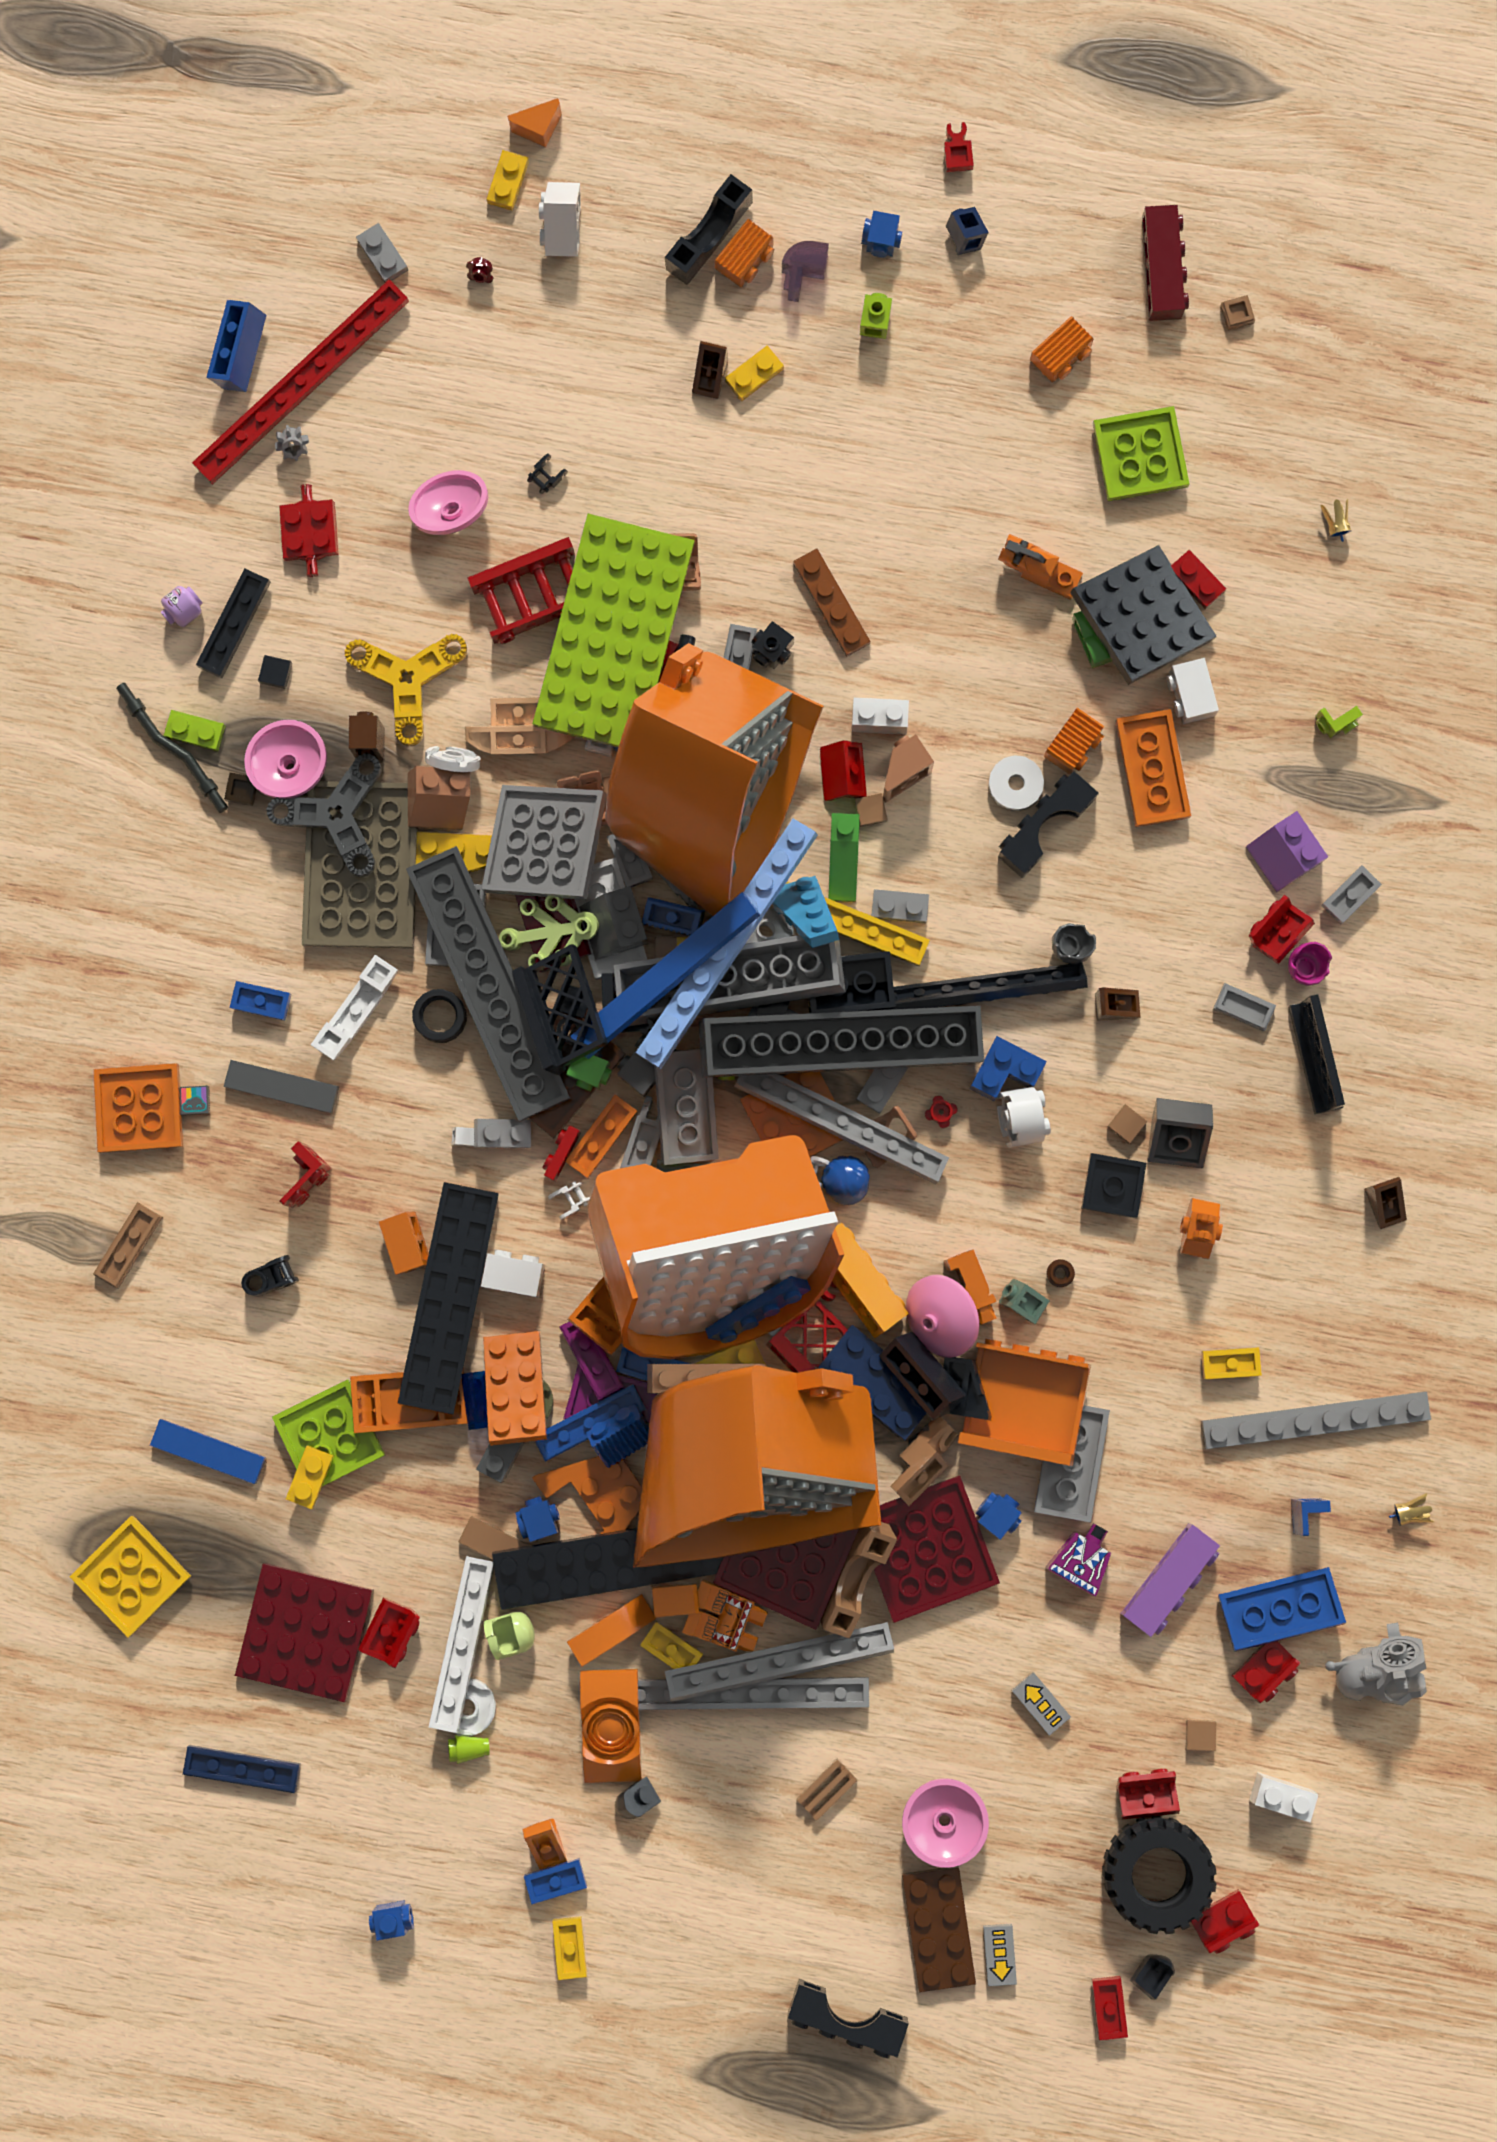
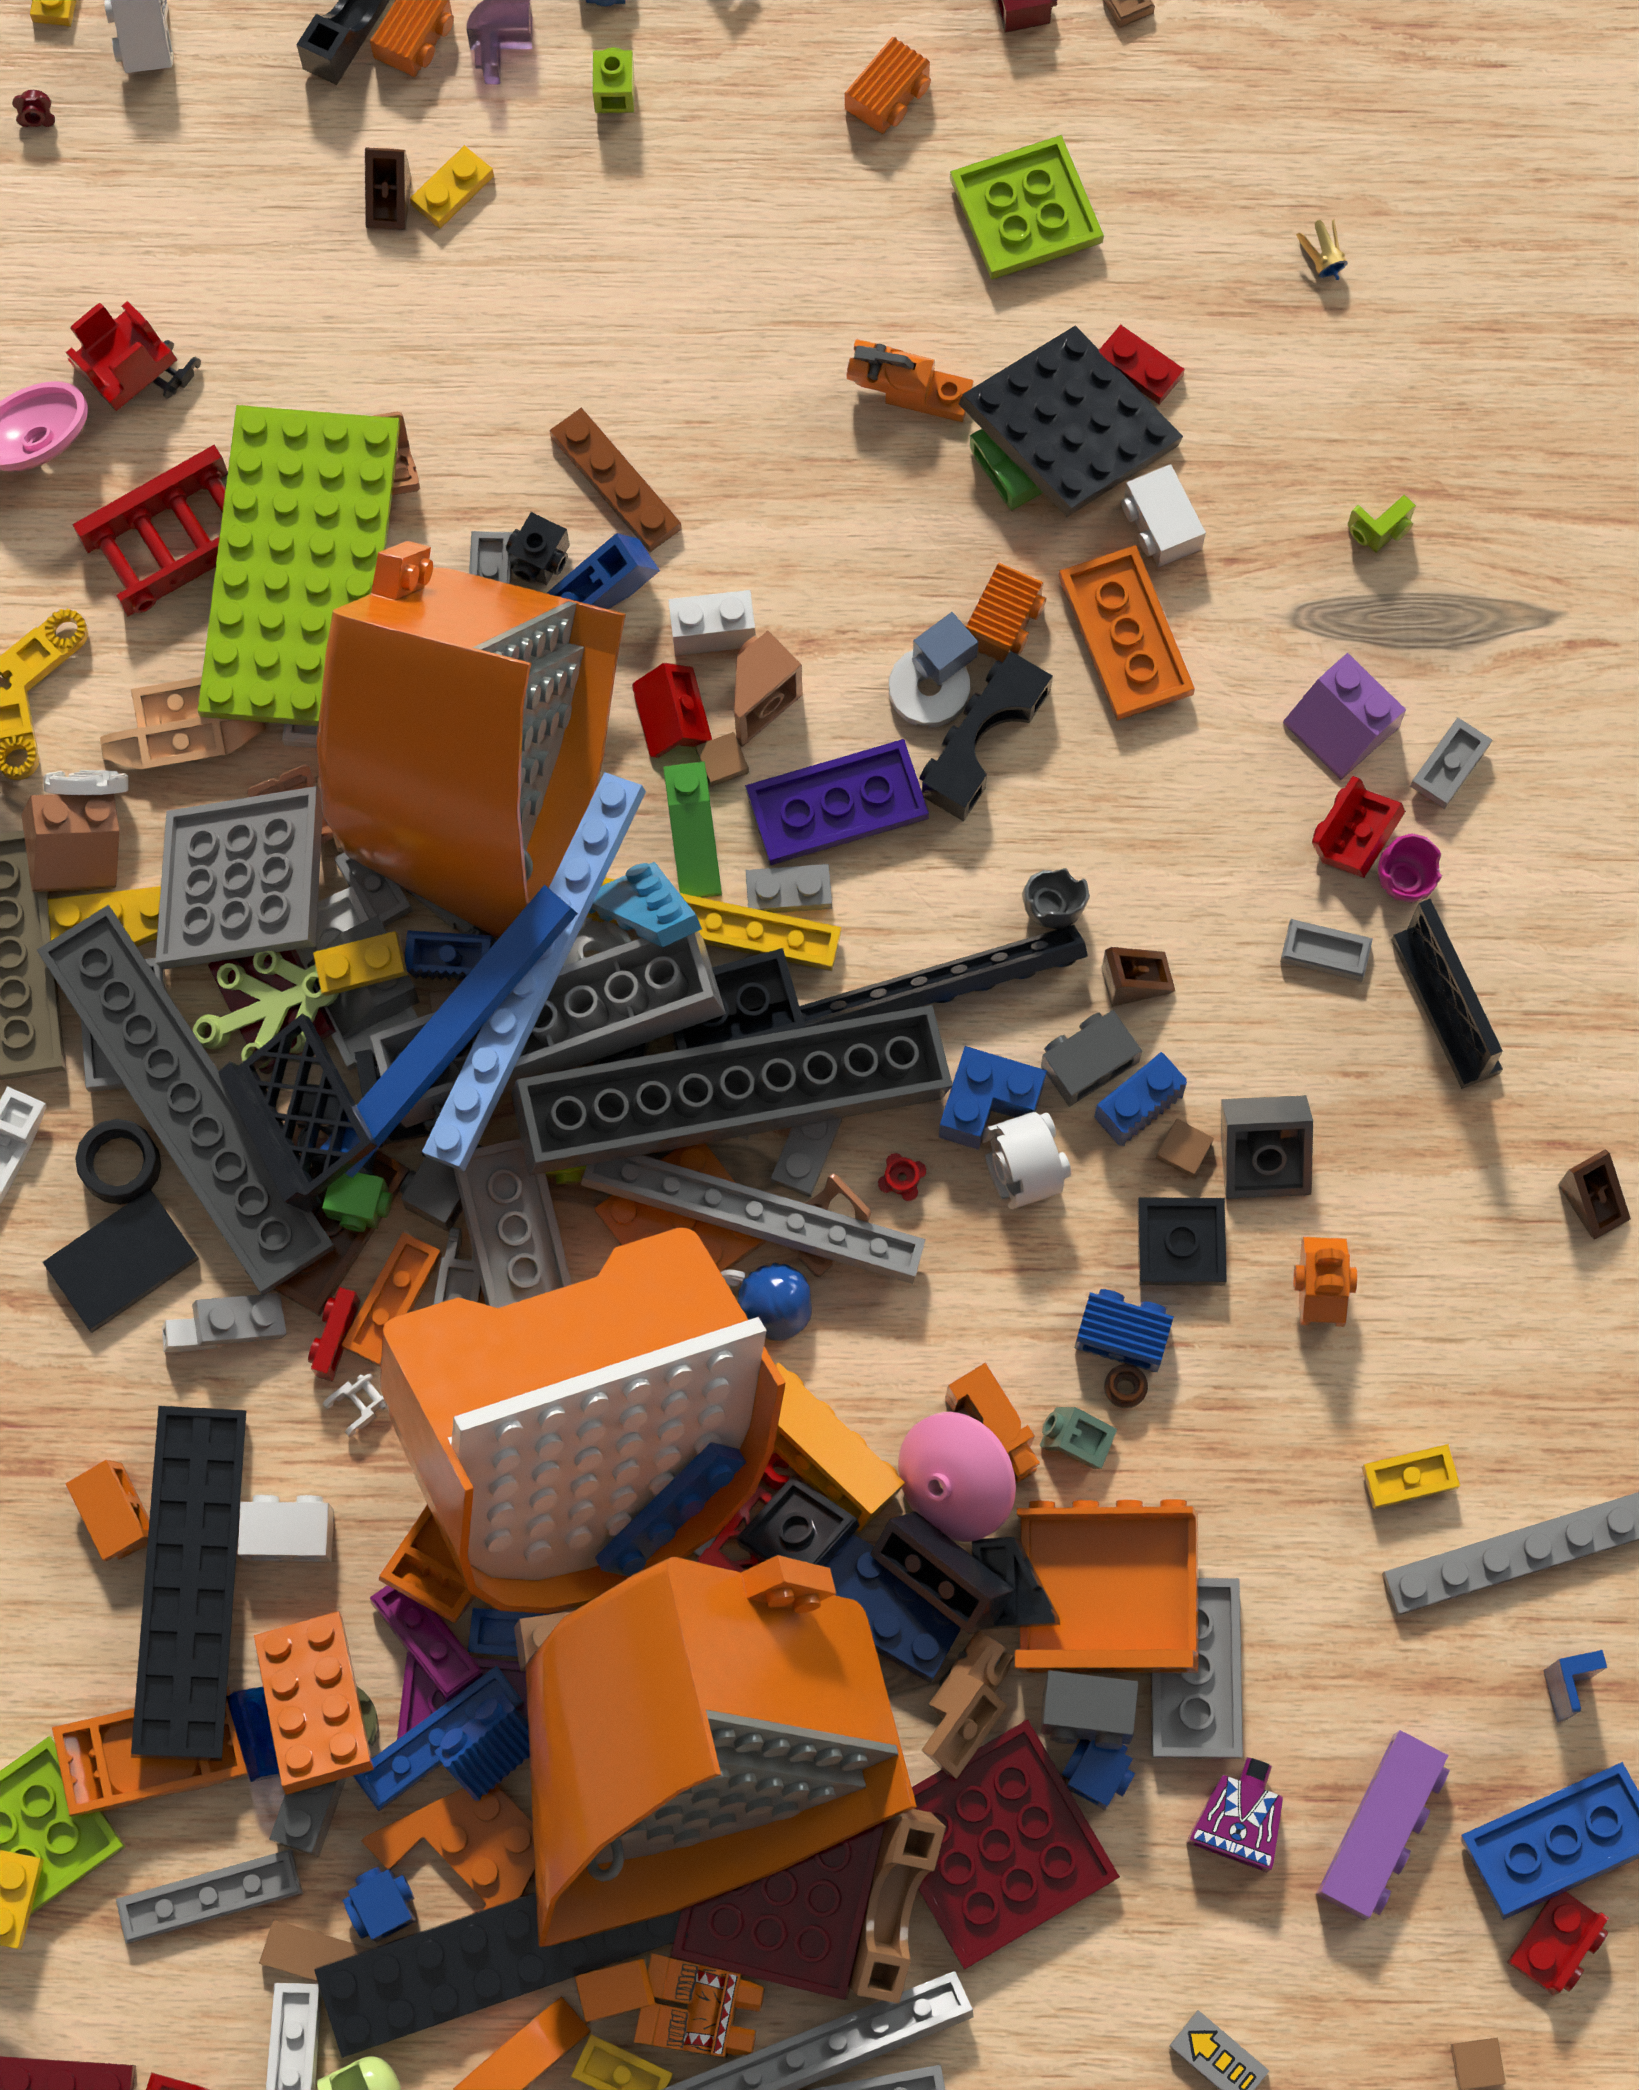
camera: 15 degrees left, 10 degrees down
(432, 1080) = (120, 1260): none -> black tile
(433, 1494) = (209, 1896): none -> light grey tile
(513, 460) = (118, 353): none -> red panel
(614, 918) = (360, 963): none -> yellow plate
(814, 672) = (608, 573): none -> blue slope
(835, 1333) = (798, 1526): none -> black tile
(941, 853) = (837, 802): none -> dark purple plate
(999, 1479) = (1088, 1709): none -> dark grey slope
(1030, 762) = (944, 649): none -> sand blue brick
(1066, 1238) = (1124, 1330): none -> blue brick
(1077, 1053) = (1090, 1056): none -> dark grey brick
(1104, 1088) = (1141, 1099): none -> blue brick

